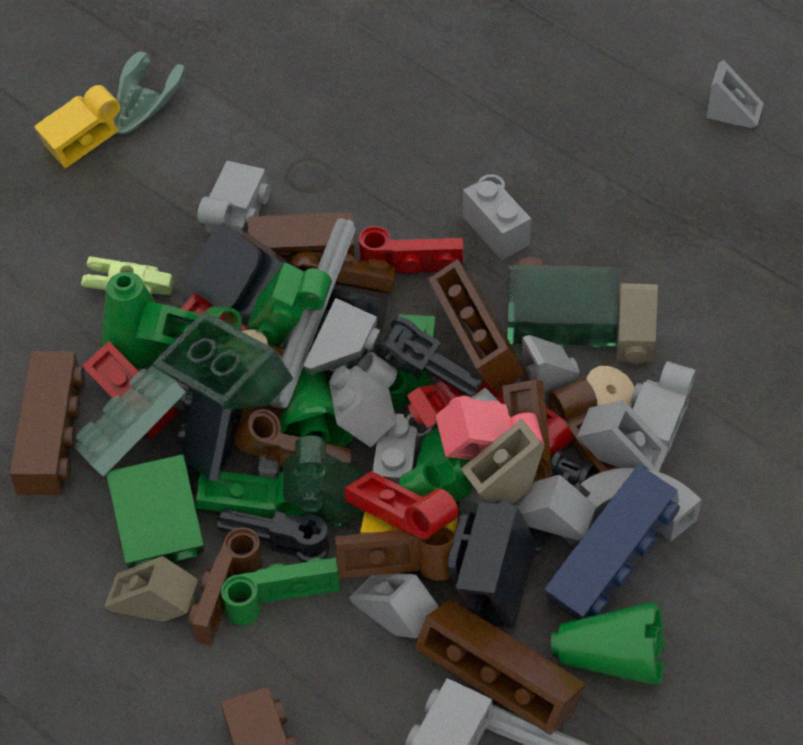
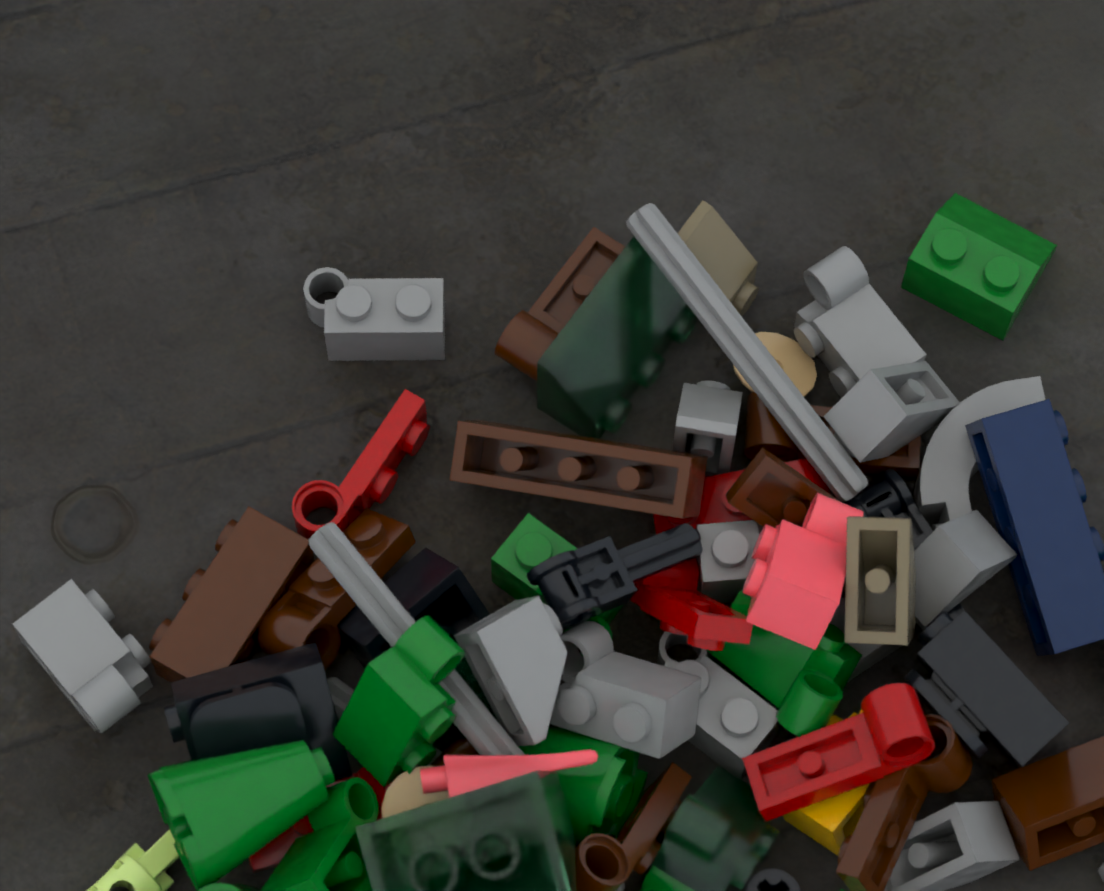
camera: 60 degrees left, 15 degrees up
(185, 267) = (237, 803): none -> green cone
(267, 338) = (473, 772): none -> coral piece
(592, 353) = (746, 352): none -> light grey axle
(750, 446) = (976, 265): none -> green slope

